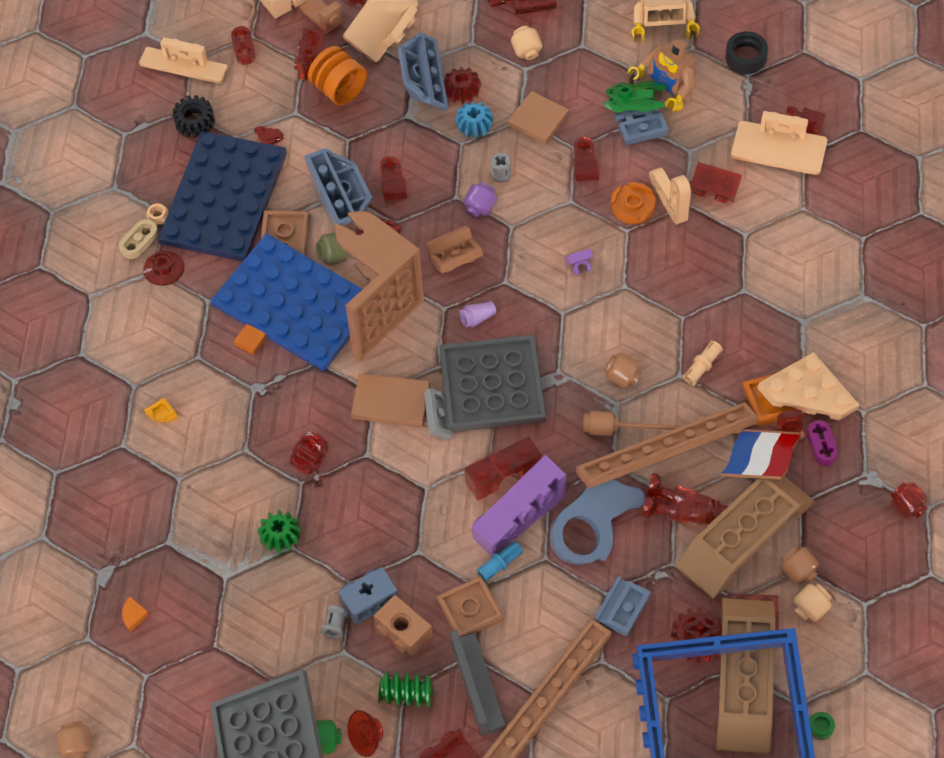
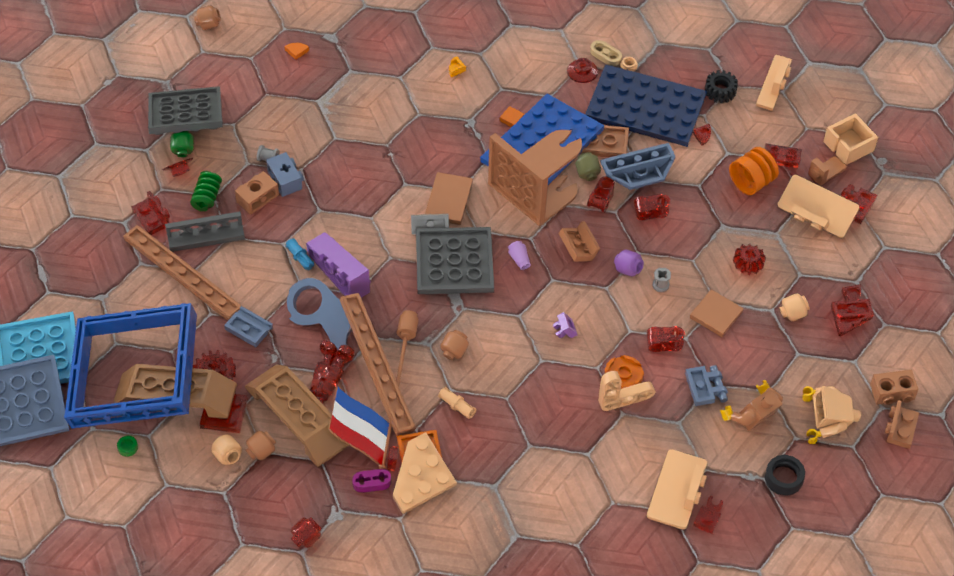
camera: 90 degrees right, 5 degrees down
(246, 44) = (794, 119): clear red beam -> none
(287, 536) = (344, 126): green gear -> none
(309, 453) = (403, 142): clear red gear -> none
(423, 71) = (755, 224): sand blue wedge -> none
(470, 607) = (266, 235): nougat tile -> none
(474, 119) = (712, 265): dark azure gear -> none
(485, 475) = (379, 262): clear red arch -> none
(634, 96) = (736, 379): green piece -> none
(715, 182) = (636, 431): clear red bracket -> none

